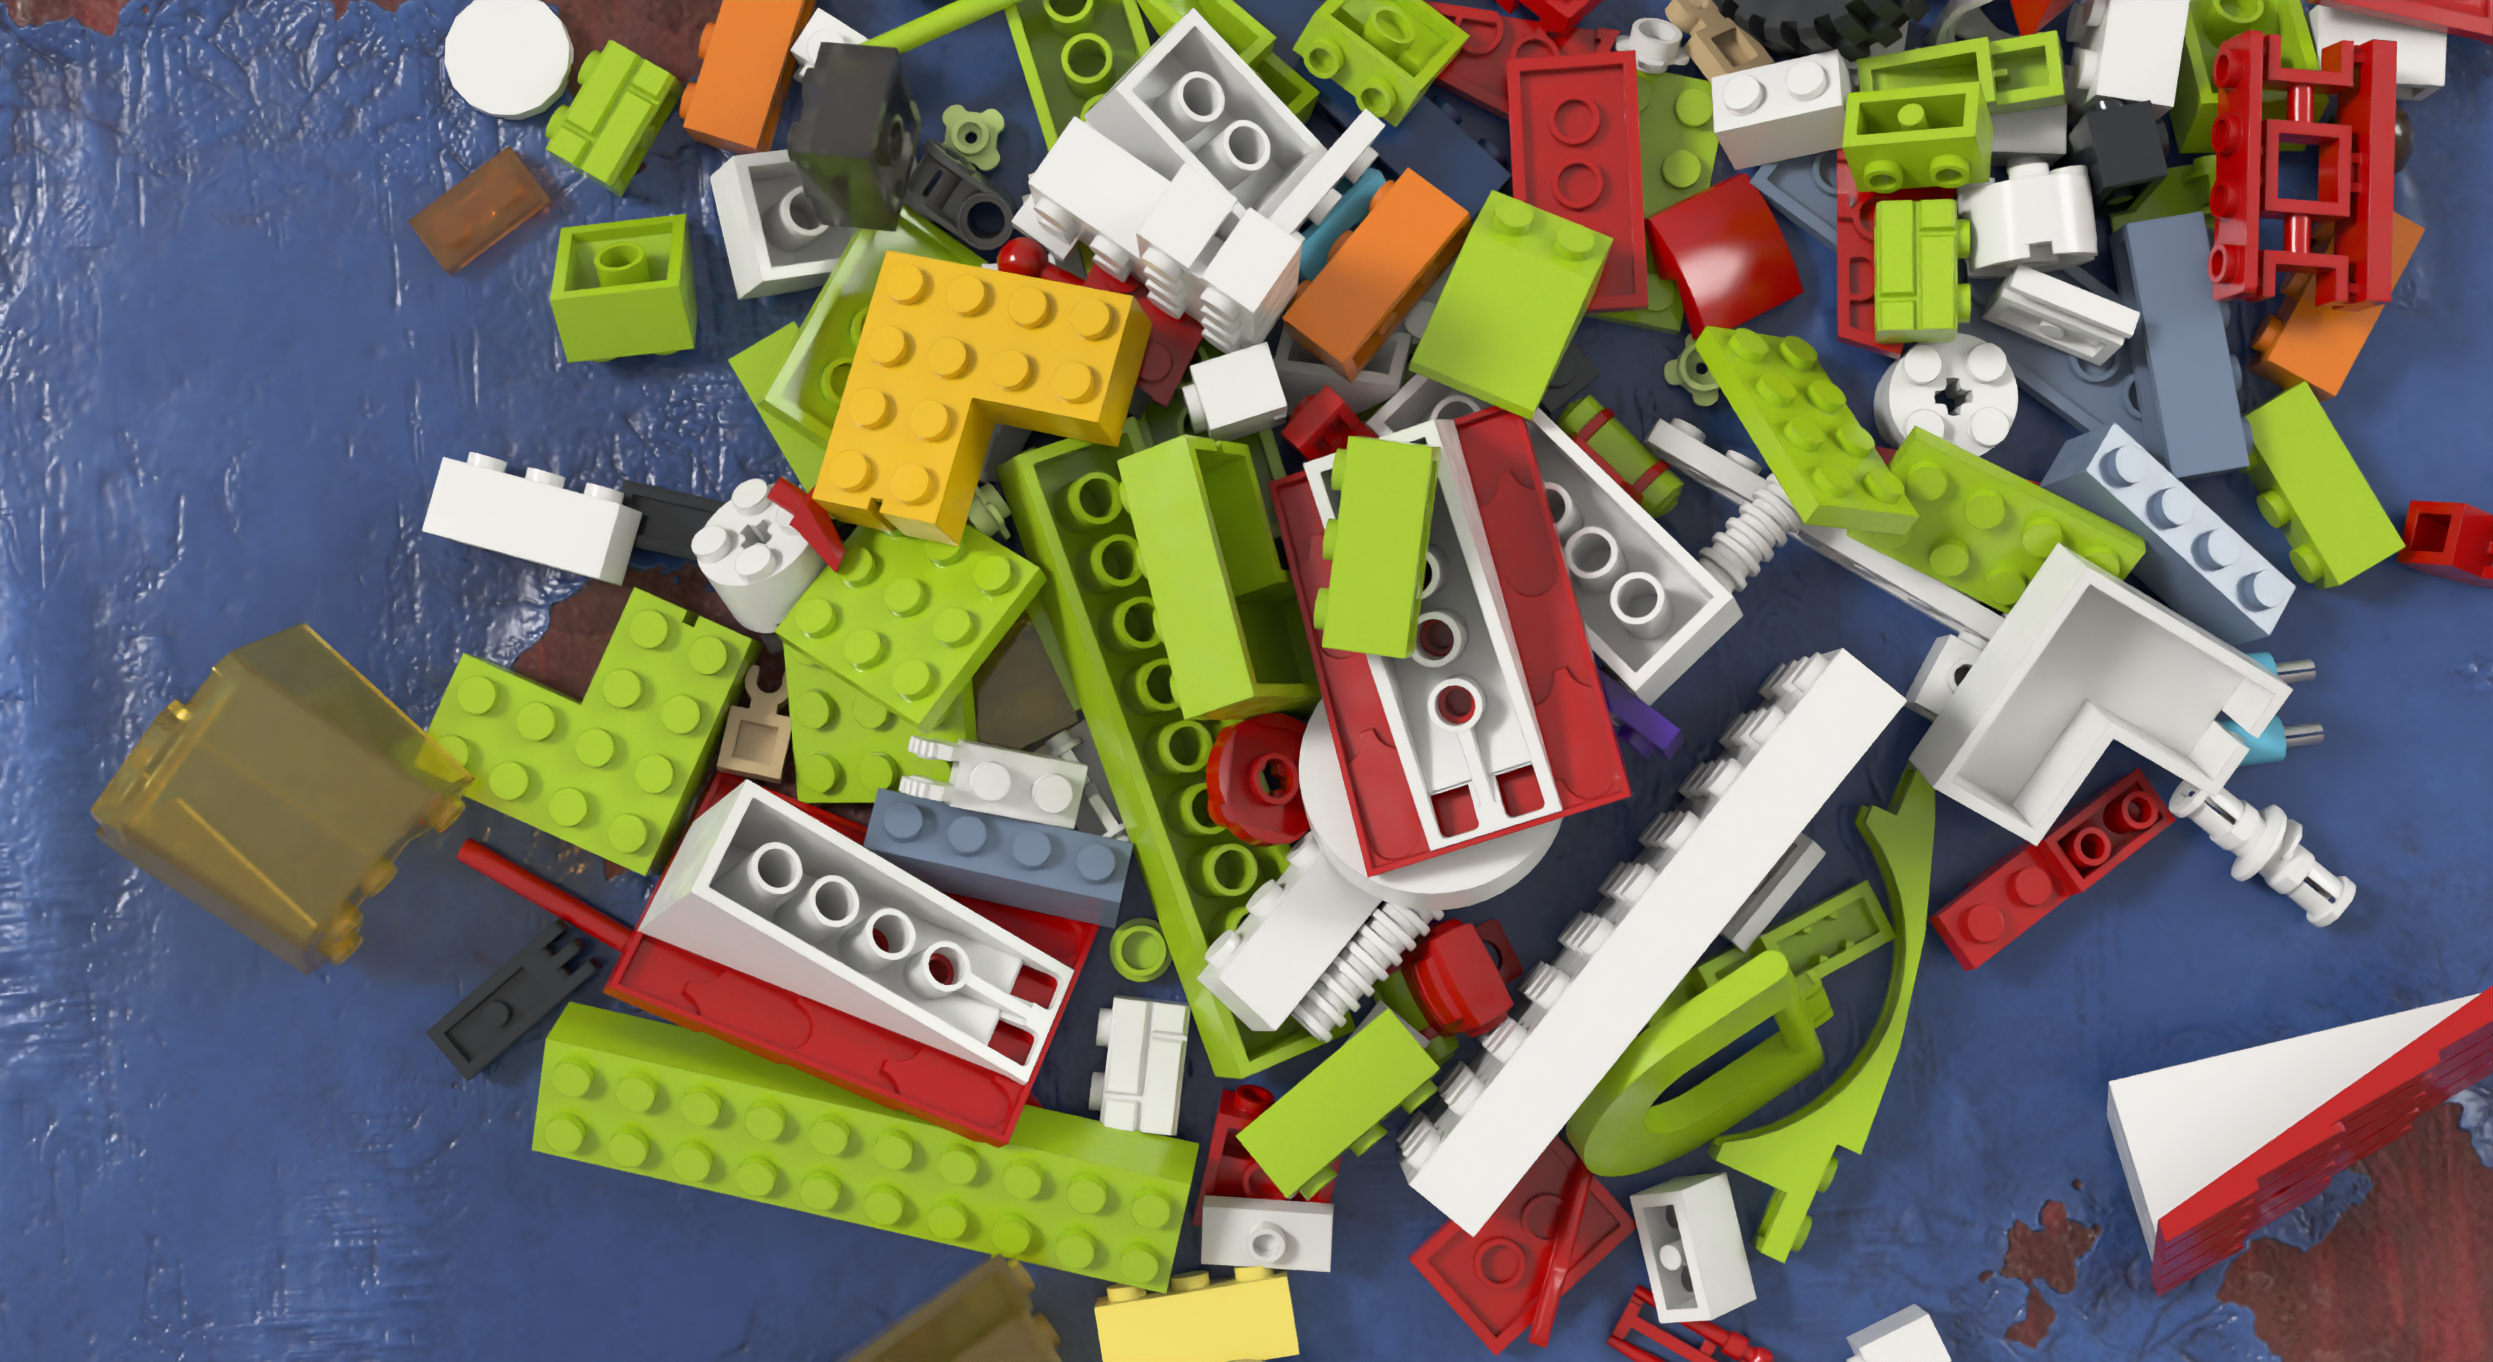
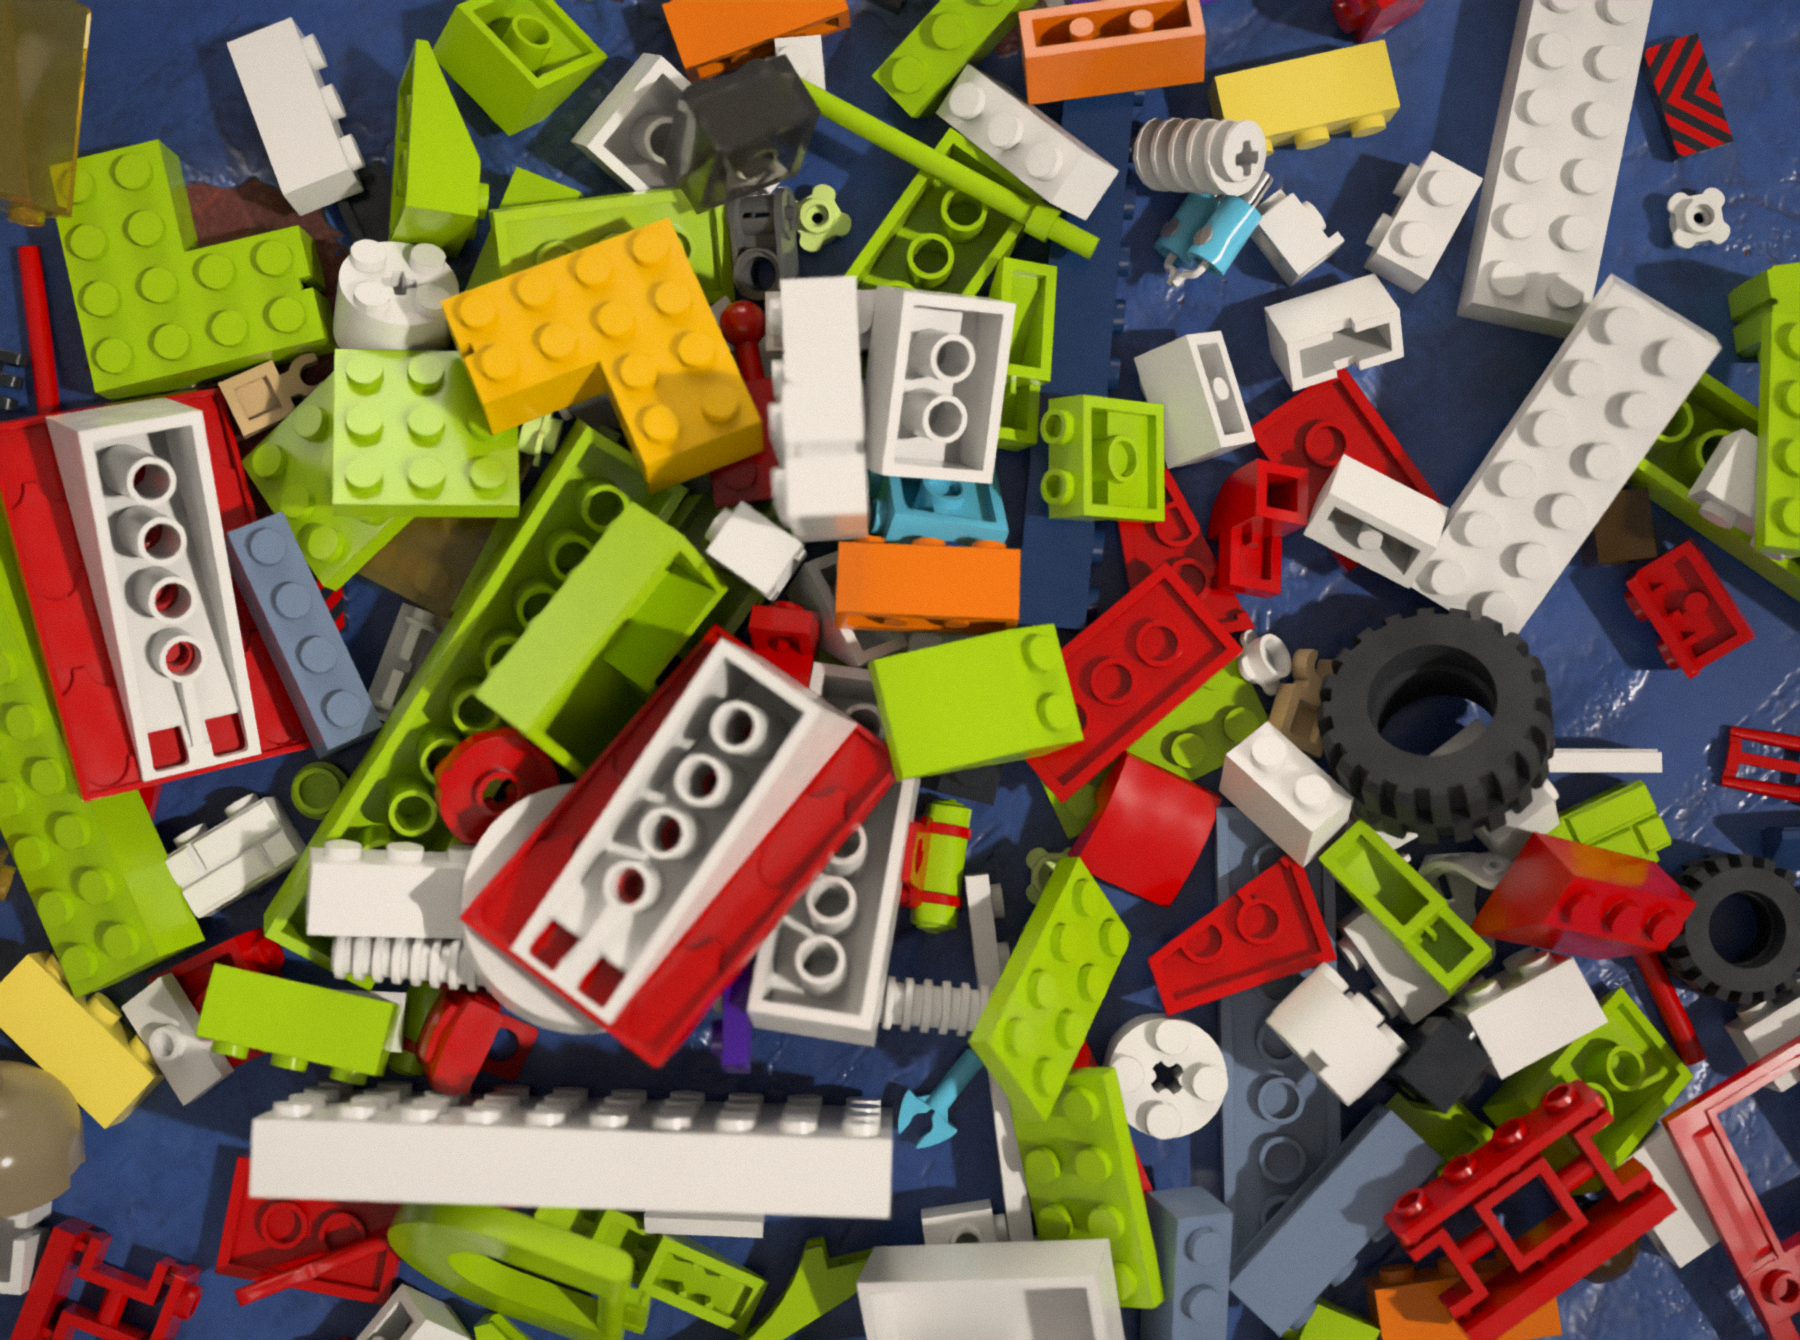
camera: 50 degrees right, 0 degrees up
(665, 427) = (434, 162): none -> lime slope
(810, 521) = (429, 316): red bar -> none
(1001, 781) = (351, 594): white hinge -> none
(1316, 193) = (950, 497): white plate -> none
(1378, 546) = (695, 740): lime brick -> none
(1819, 610) = (939, 1100): none -> medium azure bar
(1918, 137) = (1332, 908): lime brick -> none
(1918, 271) = (1234, 982): lime brick -> none
(2060, 315) = (1287, 1112): white plate -> none

